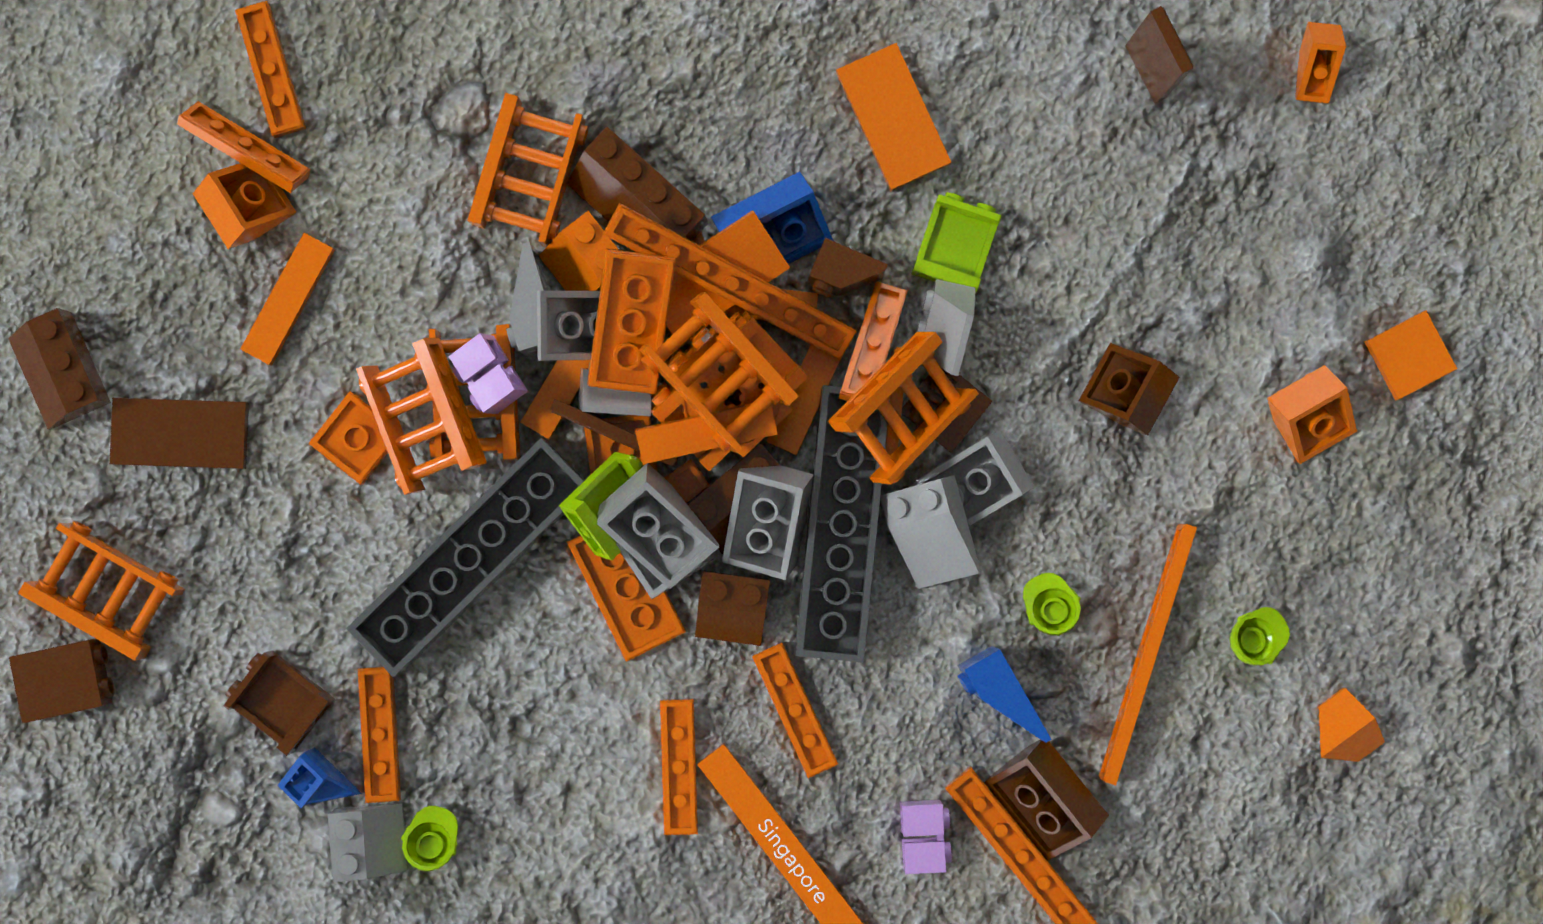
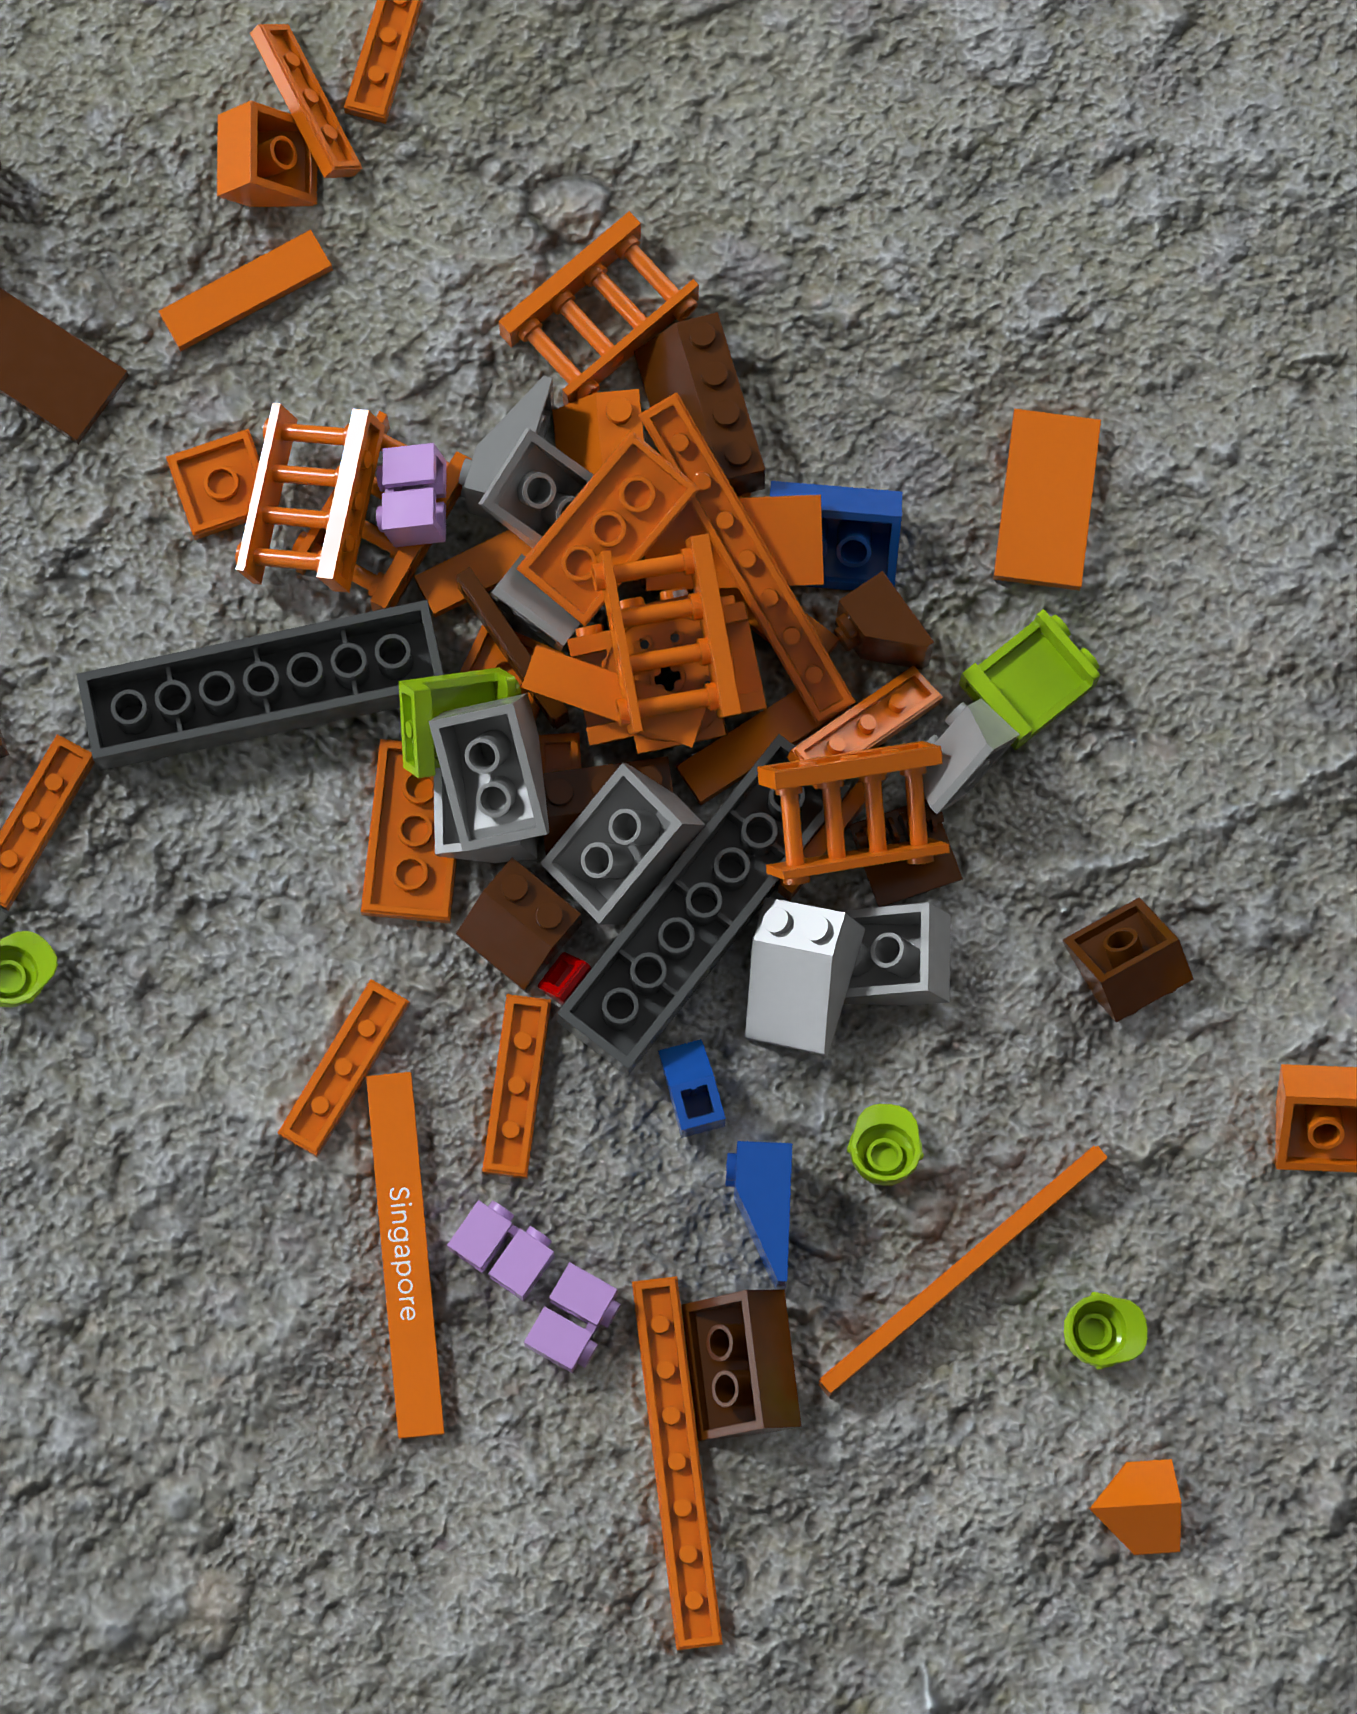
camera: 35 degrees right, 10 degrees down
(782, 622) = (564, 977): none -> red slope
(870, 820) = (483, 1236): none -> lavender piece
(907, 644) = (692, 1088): none -> blue slope

